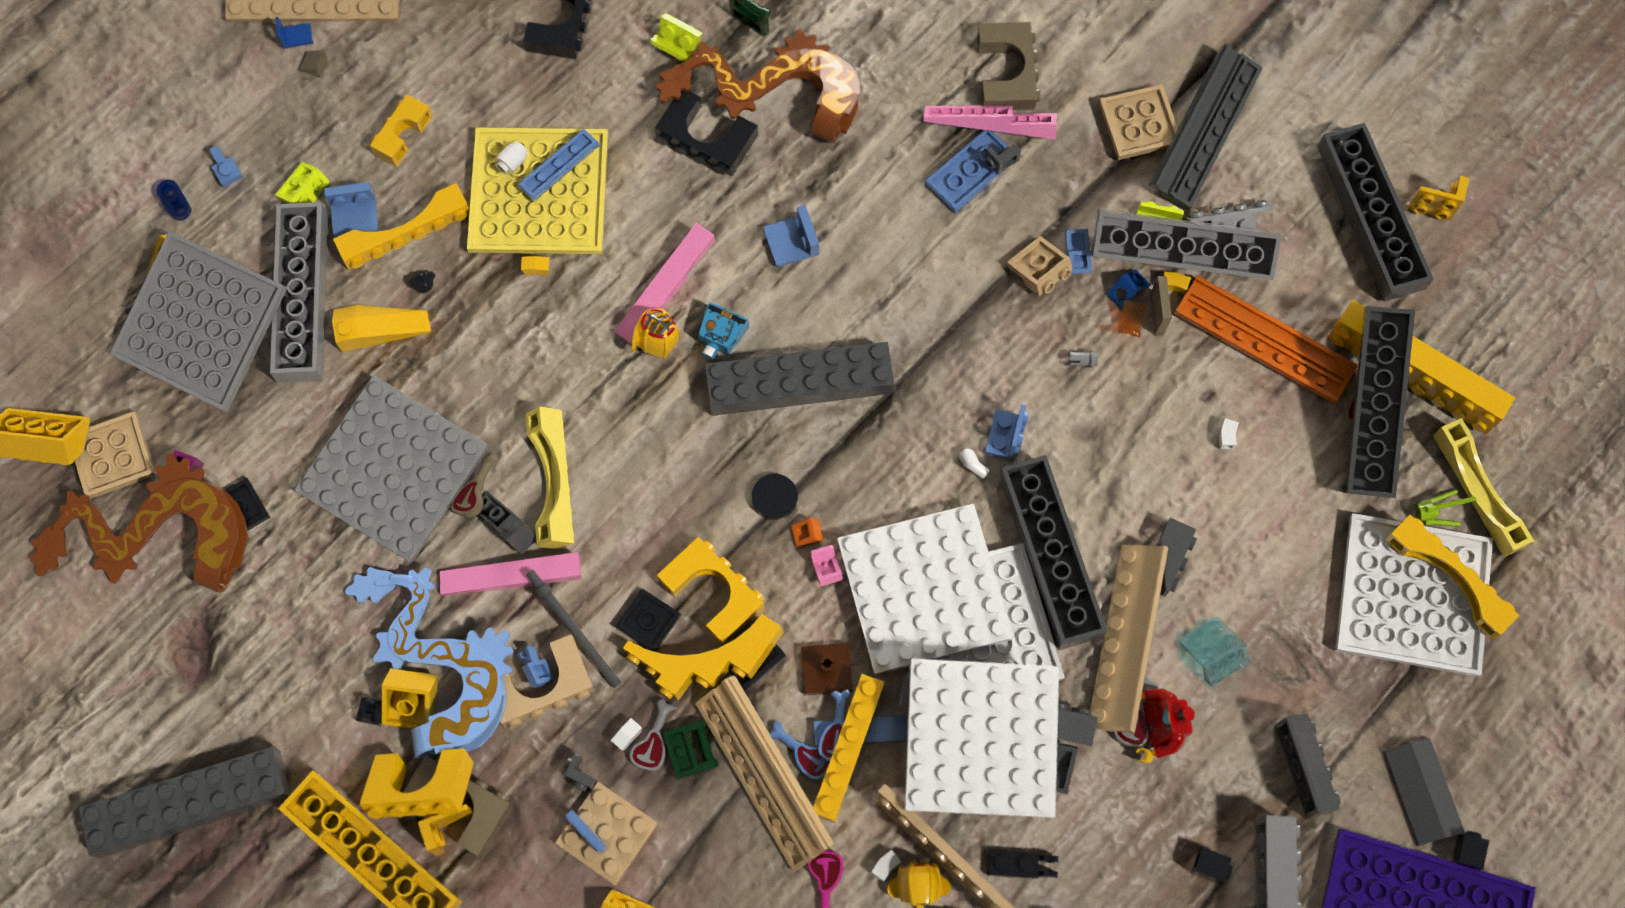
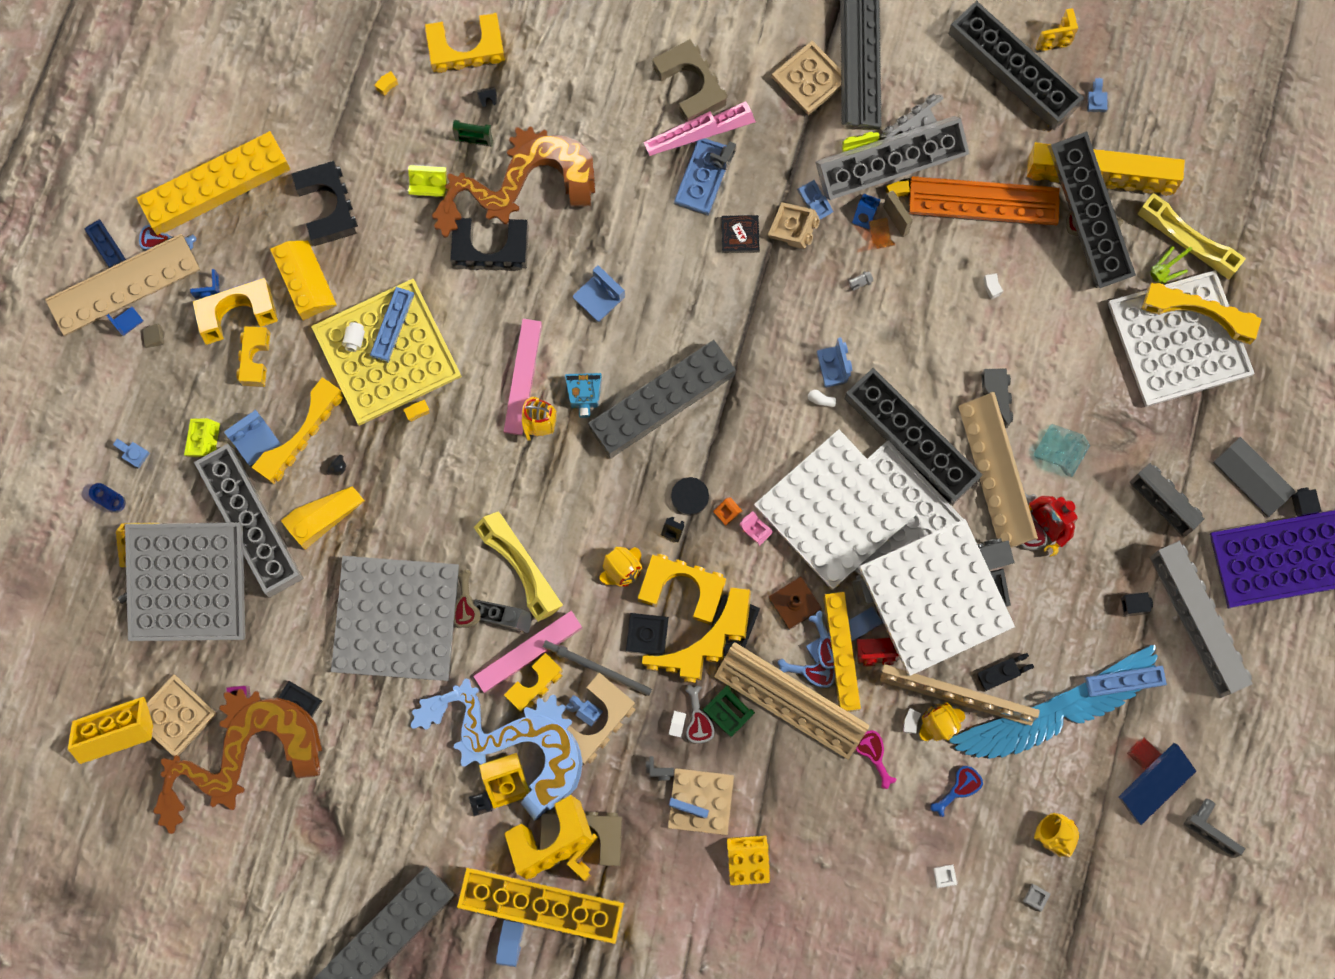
camera: 25 degrees left, 5 degrees up
(314, 879) = (509, 943): none -> medium blue slope
(384, 63) = (211, 309): none -> yellow arch
(393, 45) = (207, 291): none -> blue bracket
(495, 76) = (303, 278): none -> yellow slope
(518, 607) = (547, 672): none -> yellow arch
(659, 533) = (621, 566): none -> yellow piece
(736, 522) = (672, 529): none -> black tile
(886, 766) = (876, 651): none -> red bracket
(978, 248) = (740, 234): none -> black tile
(1450, 291) = (1097, 99): none -> medium blue plate

